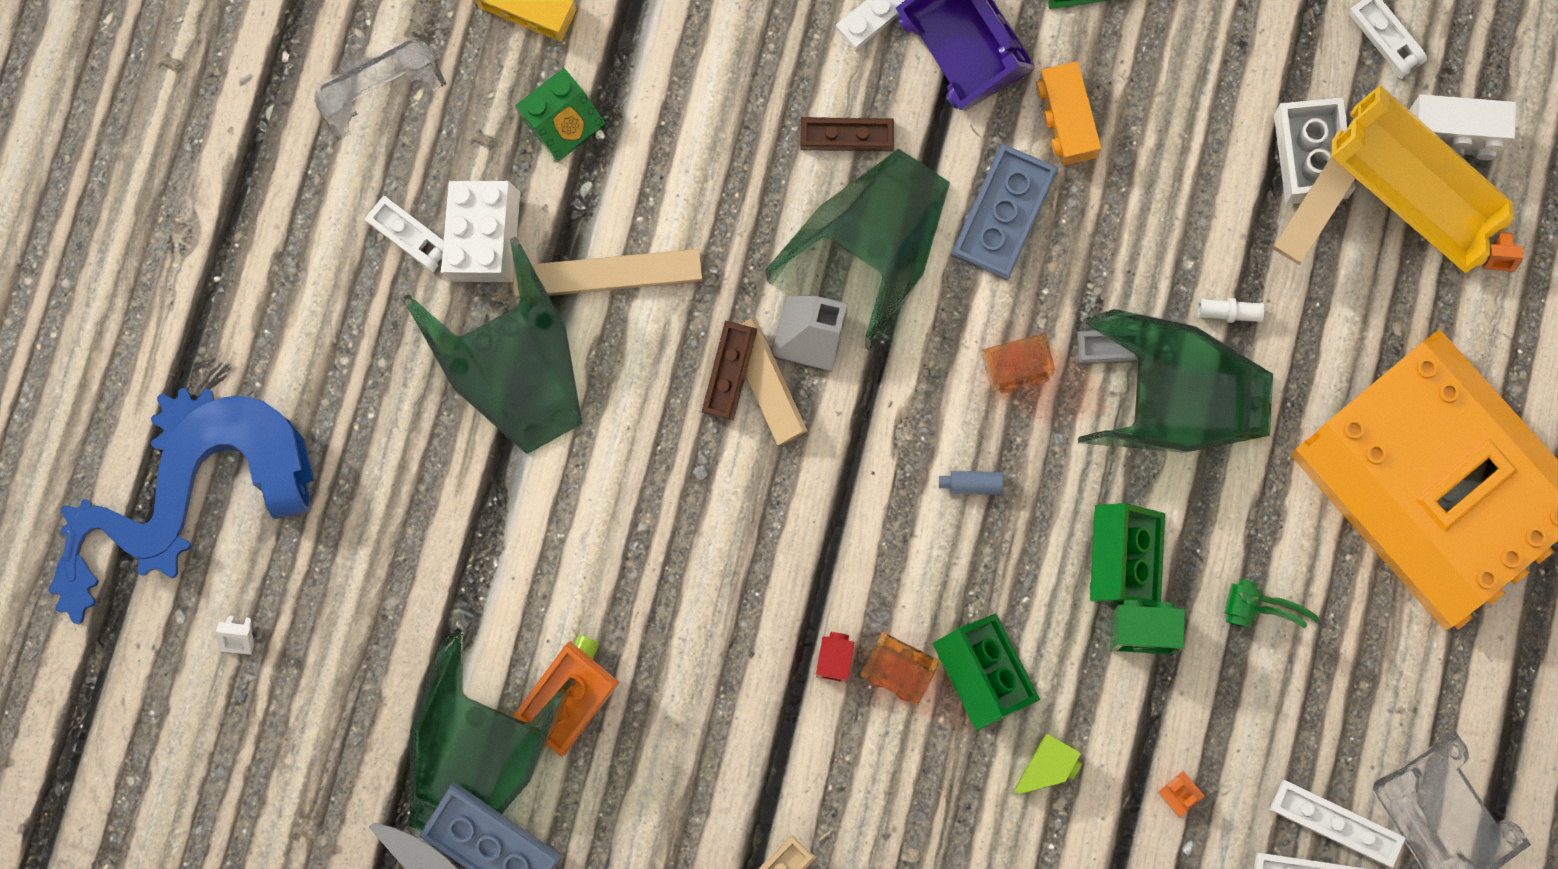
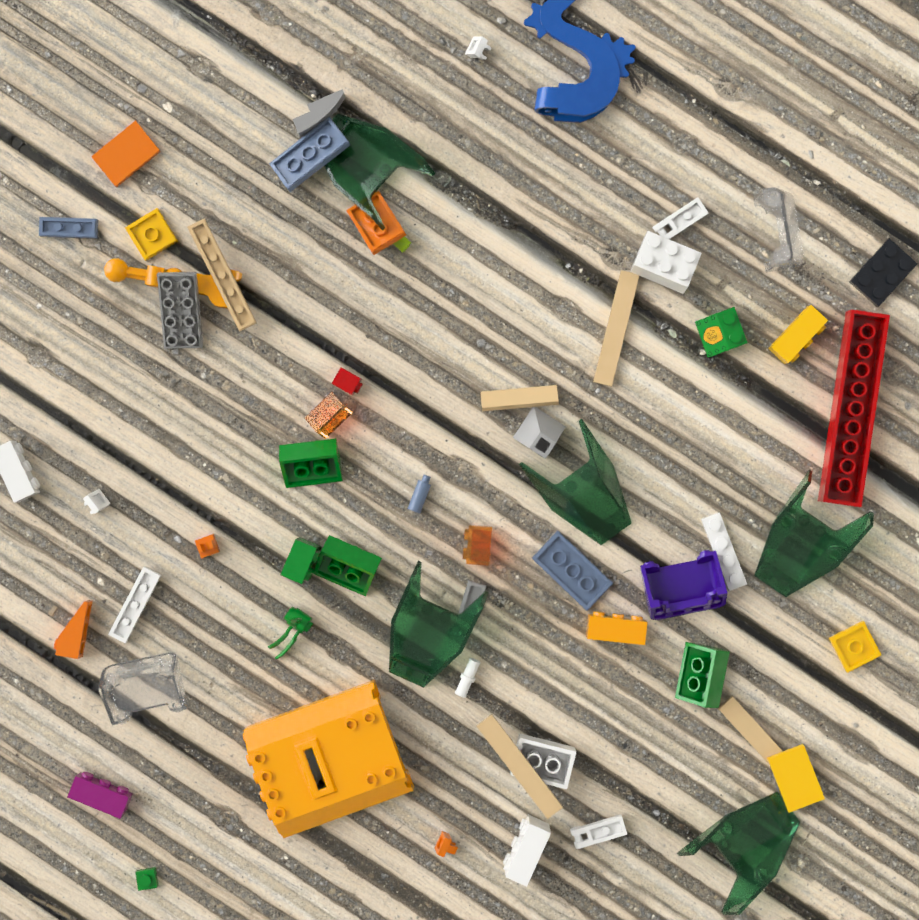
camera: 105 degrees right, 10 degrees up
(514, 365) = (580, 253): clear green windscreen -> none
(729, 370) = (533, 378): reddish brown tile -> none
(847, 134) = (651, 496): reddish brown tile -> none
(1049, 766) = (246, 478): lime slope -> none
(1337, 824) = (161, 625): white plate -> none
(1422, 179) = (501, 814): yellow panel -> none

